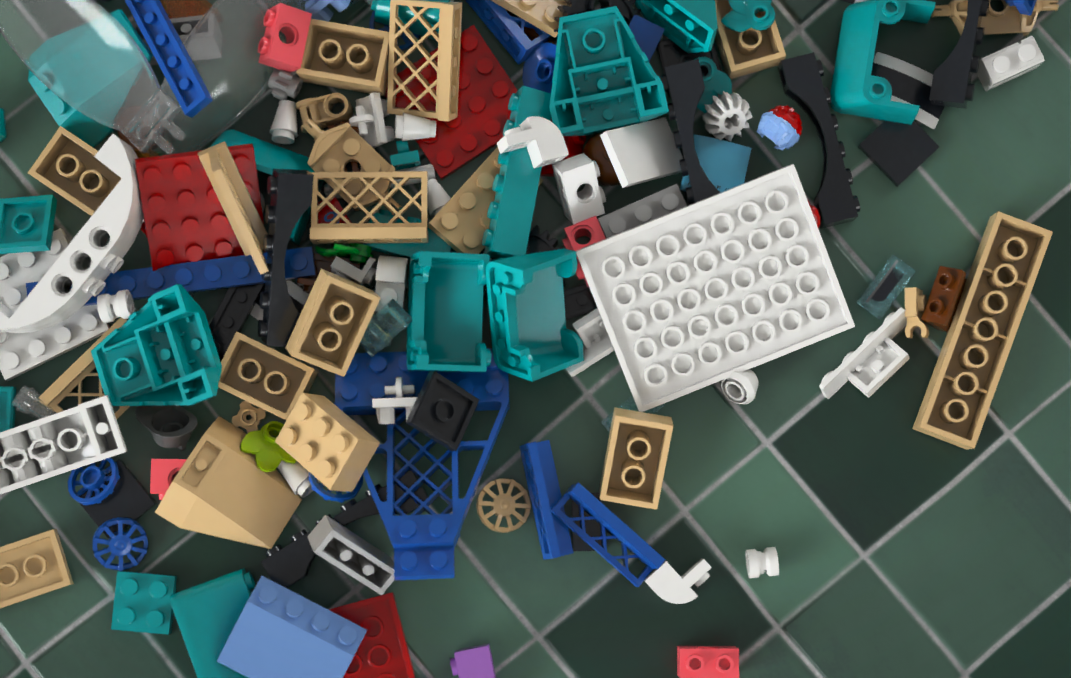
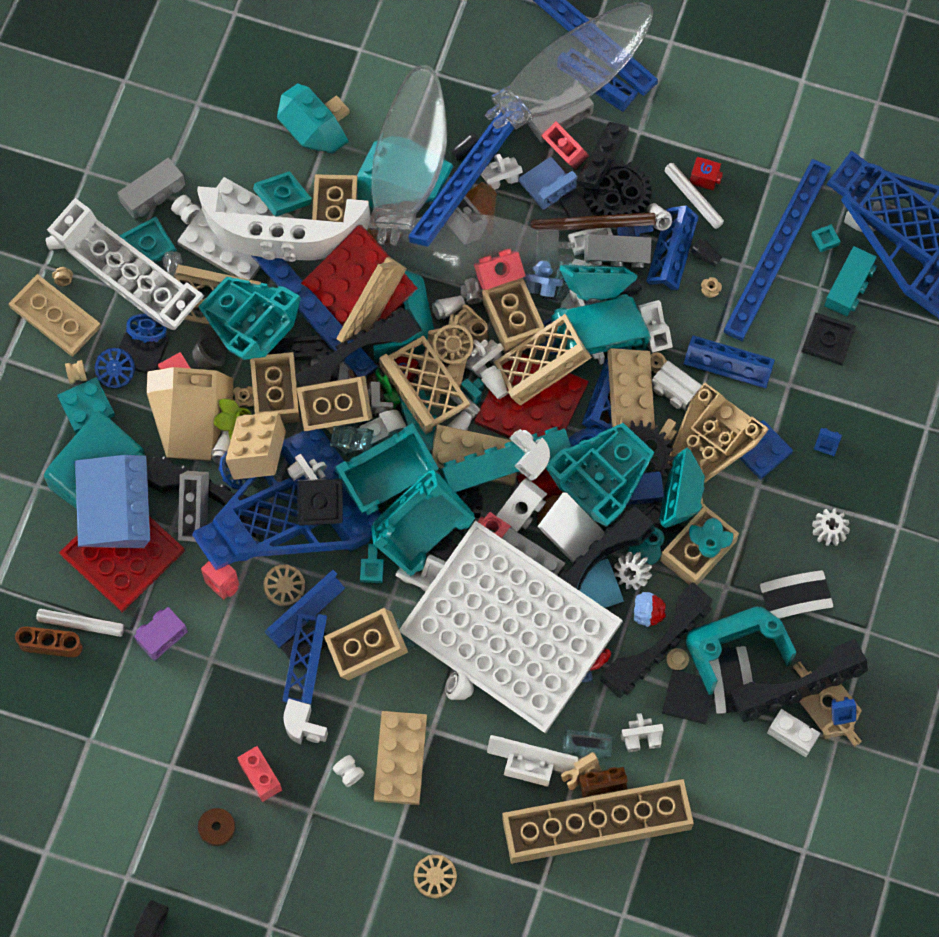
camera: 55 degrees right, 15 degrees down
(96, 591) = (76, 372): none -> tan wheel
(115, 306) = (261, 271): white wheel -> none
(342, 145) = (453, 344): none -> tan wheel
(465, 574) = (221, 581): none -> coral brick
(544, 396) = (372, 567): none -> teal plate
(778, 496) = (400, 758): none -> tan plate
(851, 132) = (677, 659): none -> tan plate
(918, 211) = (633, 735): none -> white hips
(932, 539) = (435, 876): none -> tan wheel

